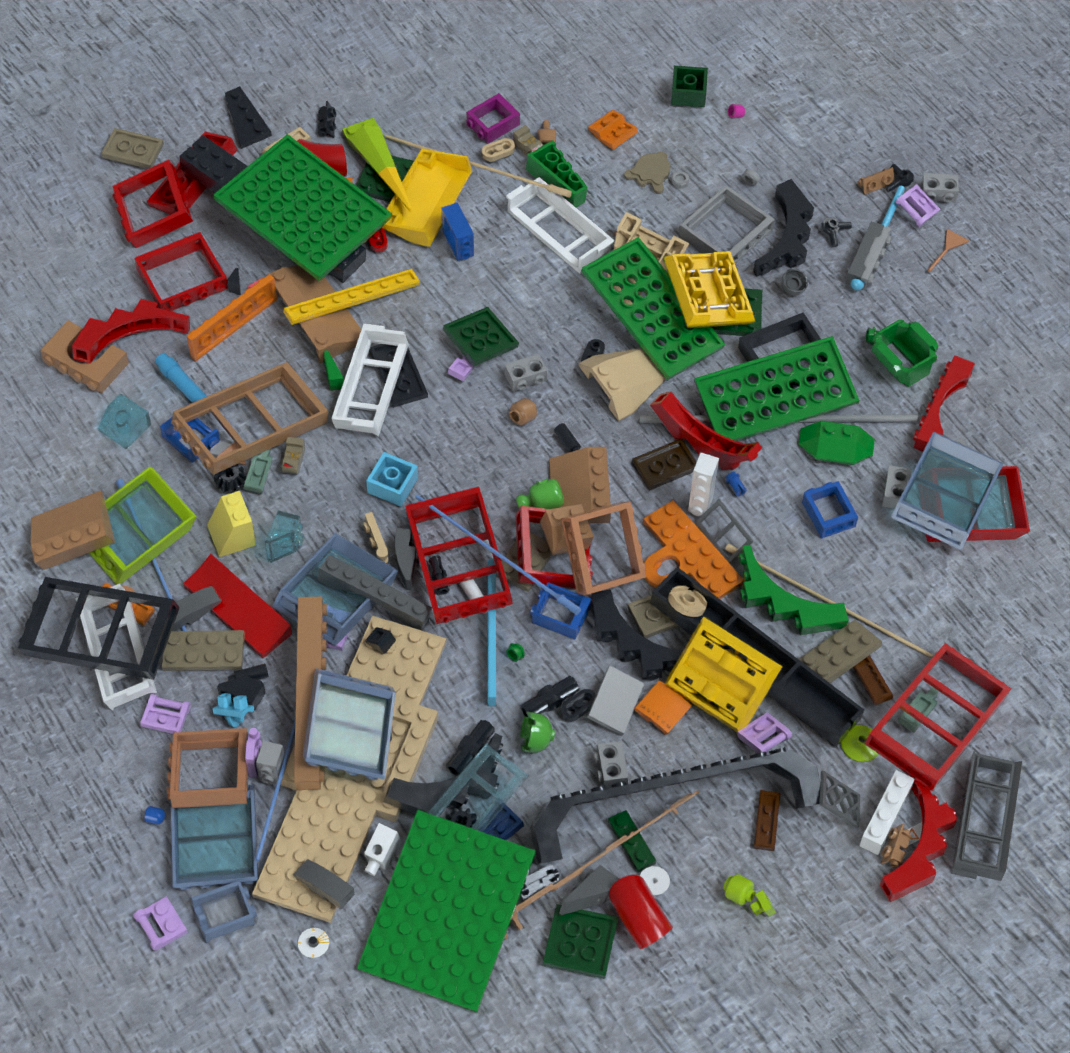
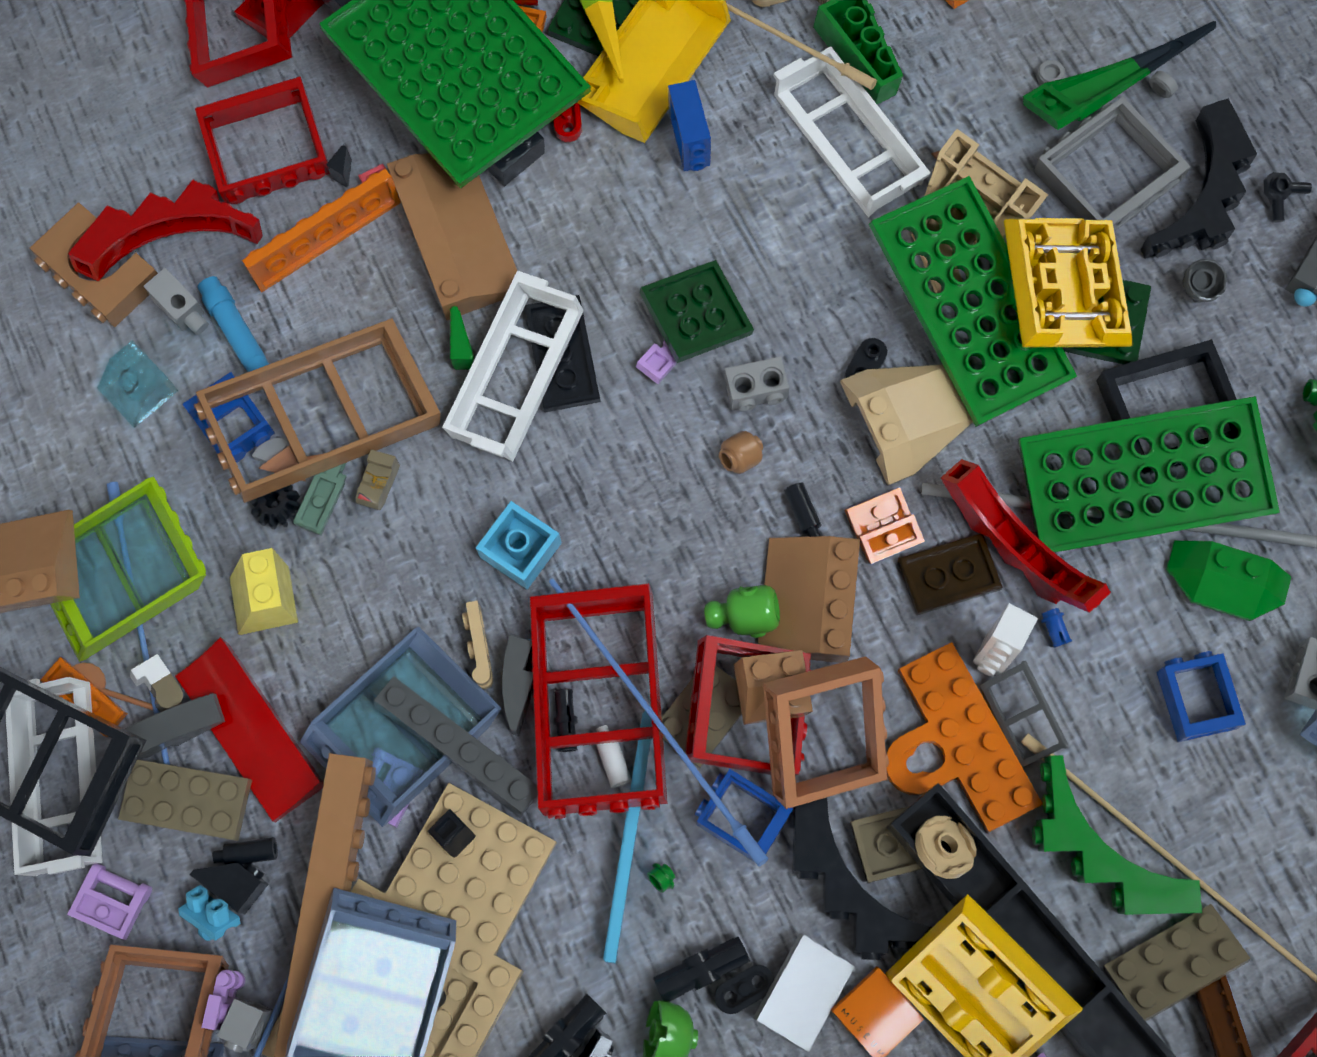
camera: 15 degrees right, 15 degrees up
(143, 370) = (176, 302): none -> light grey torso
(172, 585) = (159, 682): none -> leg
(284, 536) = (334, 624): clear light blue slope -> none
(351, 296) = (508, 217): yellow tile -> none
(620, 442) = (884, 525): none -> slope
(651, 170) = (1008, 52): dark tan tile -> none
(703, 187) = (1082, 94): none -> green plate

